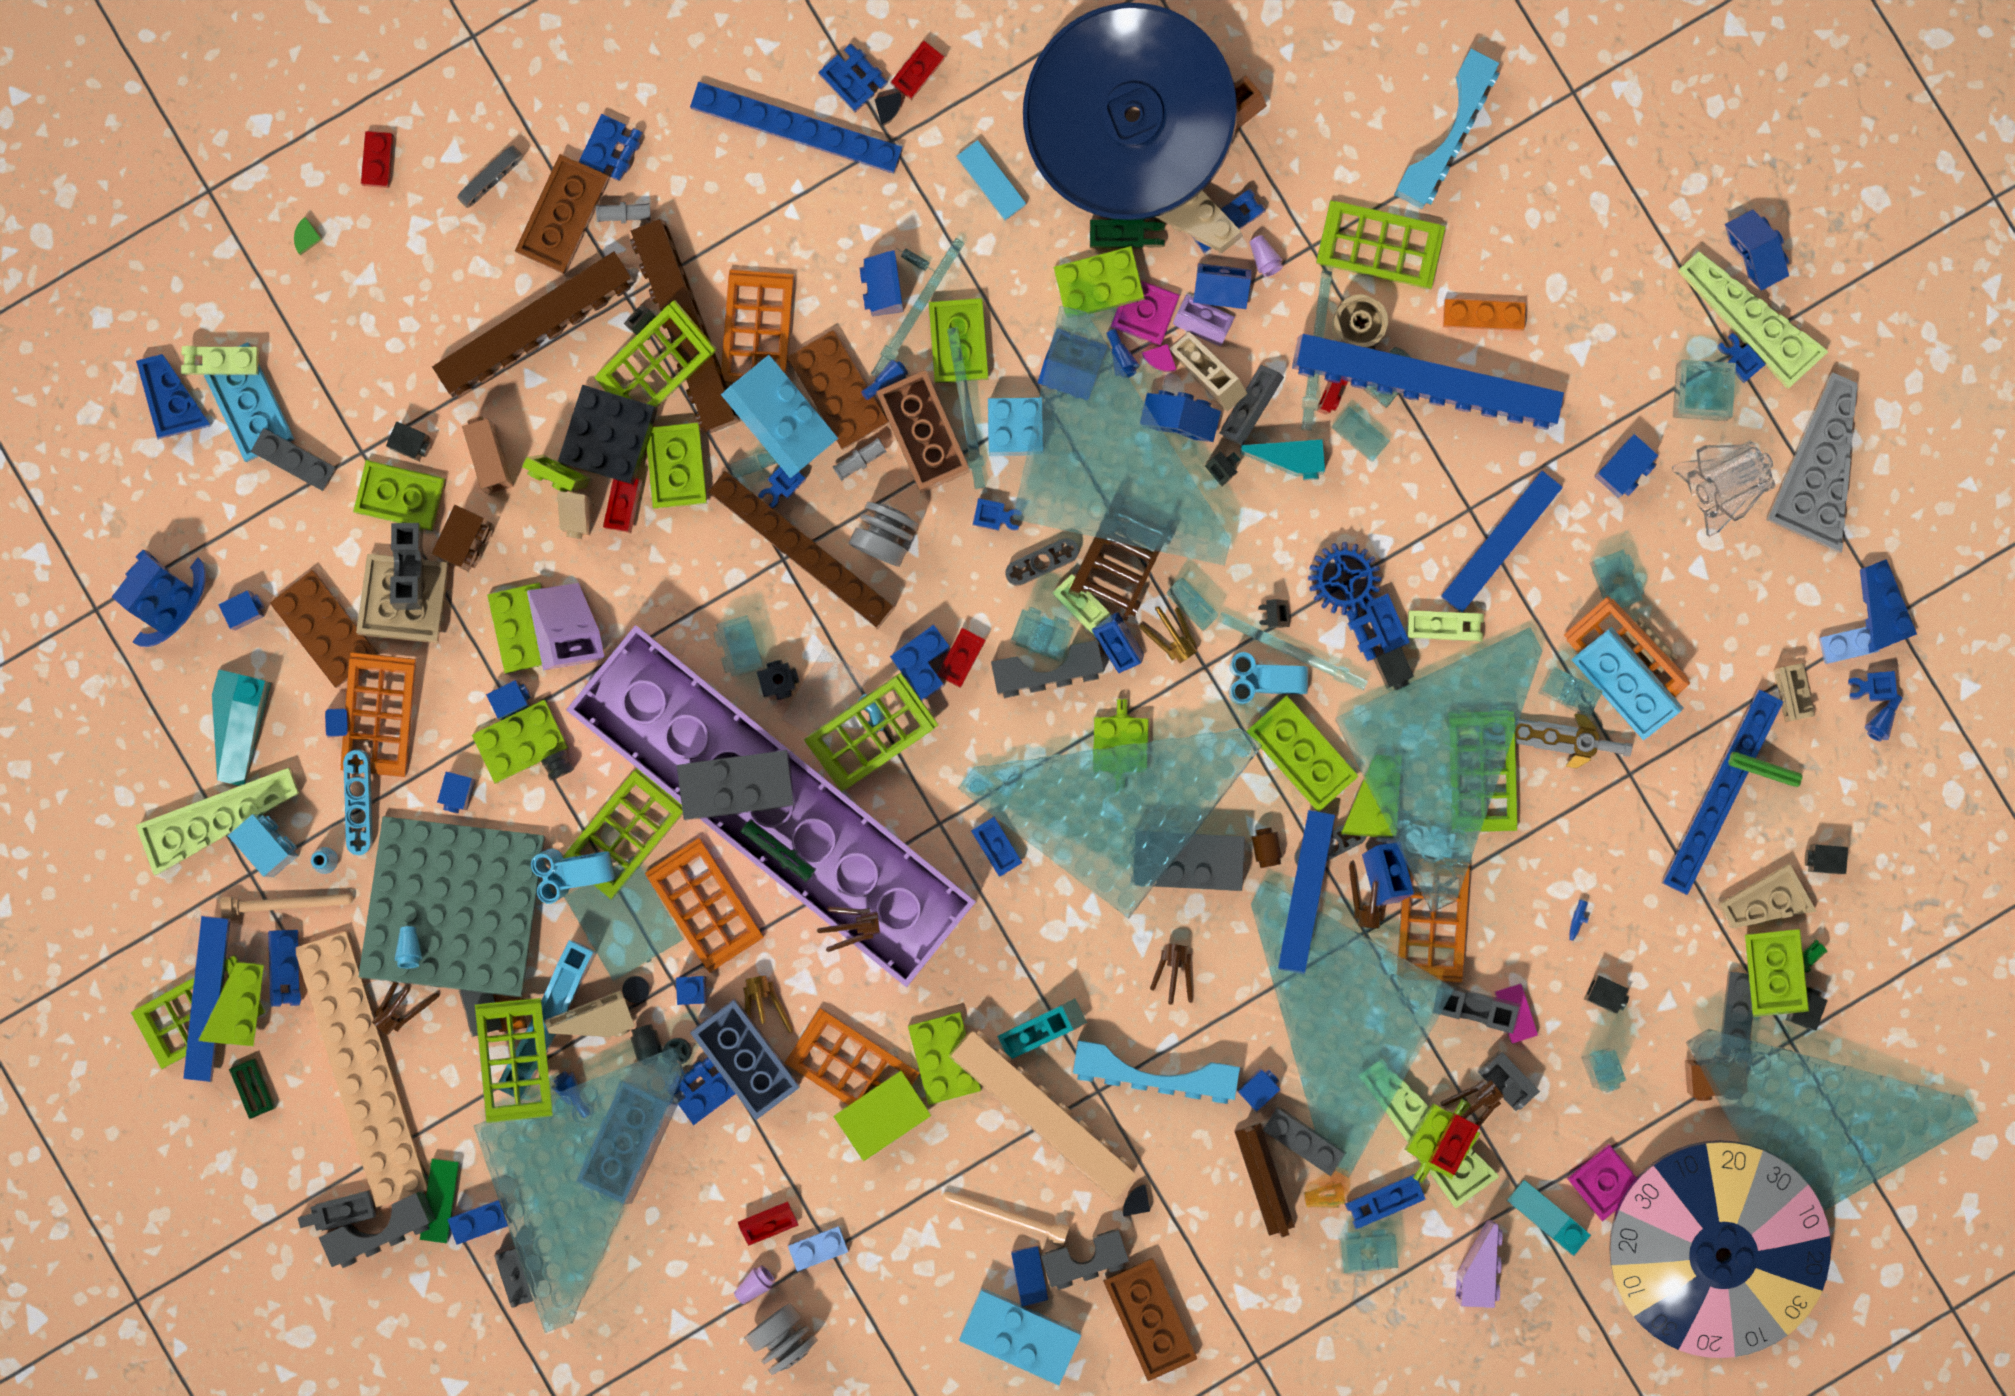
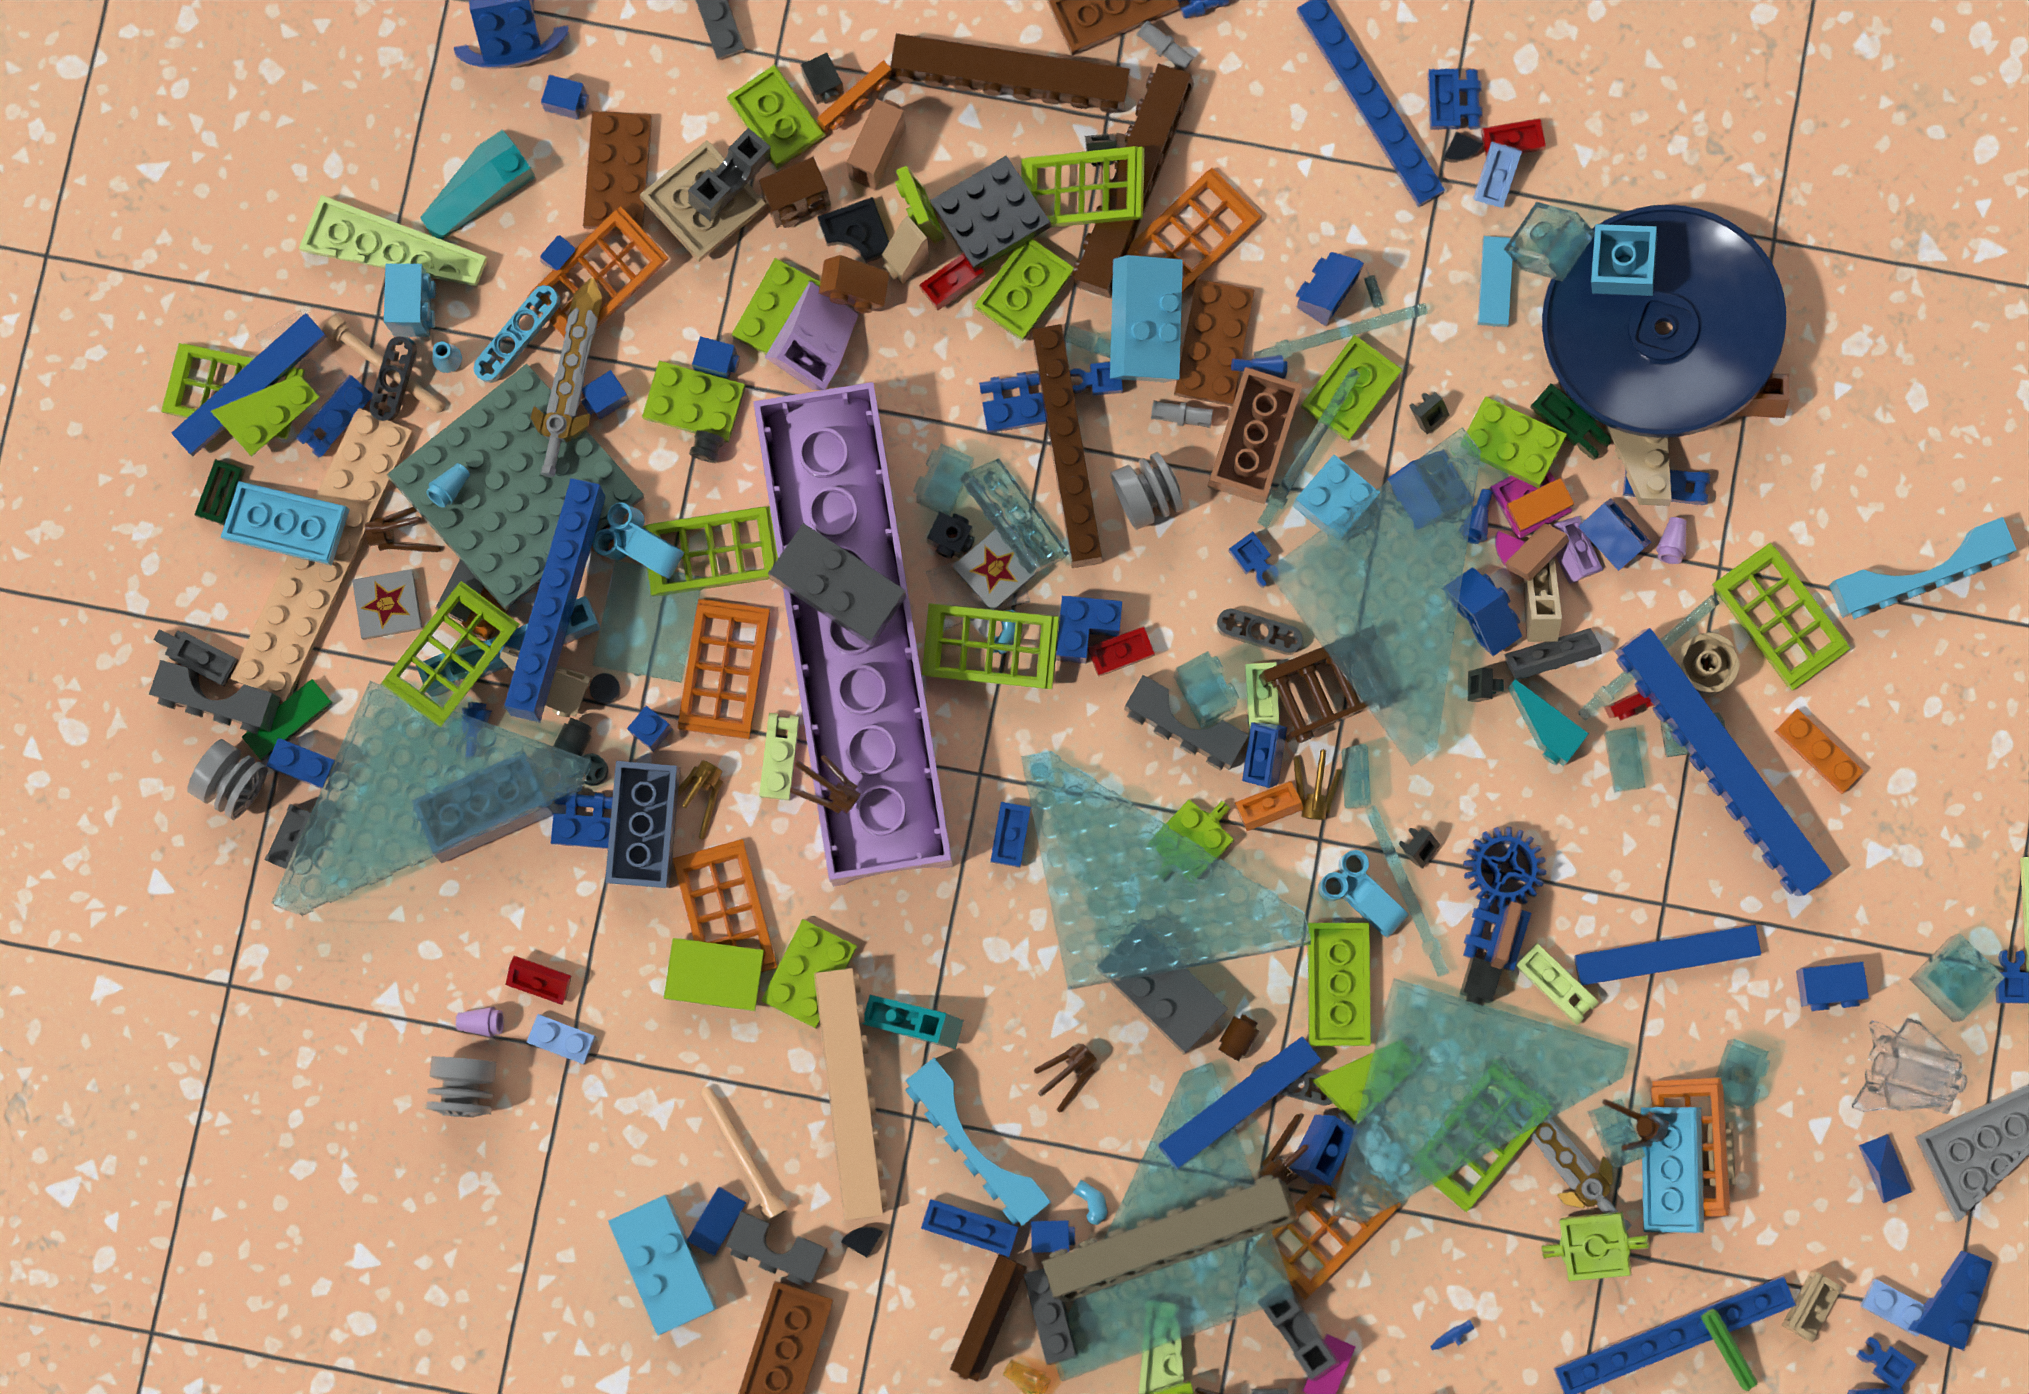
camera: 40 degrees right, 5 degrees down
(315, 922) = (381, 384): none -> black beam
(317, 1070) = (285, 523): none -> medium azure tile
(436, 1063) = (387, 604): none -> light grey tile
(443, 435) = (855, 97): none -> orange plate
(443, 836) = (561, 421): none -> sword
(443, 1276) = (227, 779): none -> light grey wheel
(525, 523) = (856, 227): none -> black tile
(552, 962) = (555, 600): none -> blue brick
(558, 566) = (853, 283): none -> dark orange brick
(745, 555) = (1014, 411): none -> blue plate
(752, 831) = (830, 706): dark green pin -> none
(795, 932) = (779, 757): none -> yellowish green plate
(809, 630) = (1014, 516): none -> clear light blue plate
(827, 677) = (992, 571): none -> light grey tile
(929, 105) = (1497, 174): none -> light blue plate
(1005, 122) = (1549, 241): none -> clear light blue brick
(1026, 311) = (1430, 412): none -> pearl dark grey tile
(1068, 94) = (1624, 260): none -> medium azure brick
(1152, 675) = (1269, 806): none -> orange plate
(1155, 310) = (1540, 504): none -> orange tile
(1181, 344) = (1537, 551): none -> nougat tile
(1200, 1131) = (969, 1227): none -> blue plate
(1268, 1040) = (1095, 1201): none -> medium azure arm
(1342, 1023) = (1170, 1239): none -> dark tan brick
(1385, 624) = (1506, 935): none -> nougat tile
(1588, 670) = (1648, 1127): none -> reddish brown plant
(1620, 778) = (1595, 1246): none -> lime plate
(1764, 558) = (1885, 1168): none -> blue slope

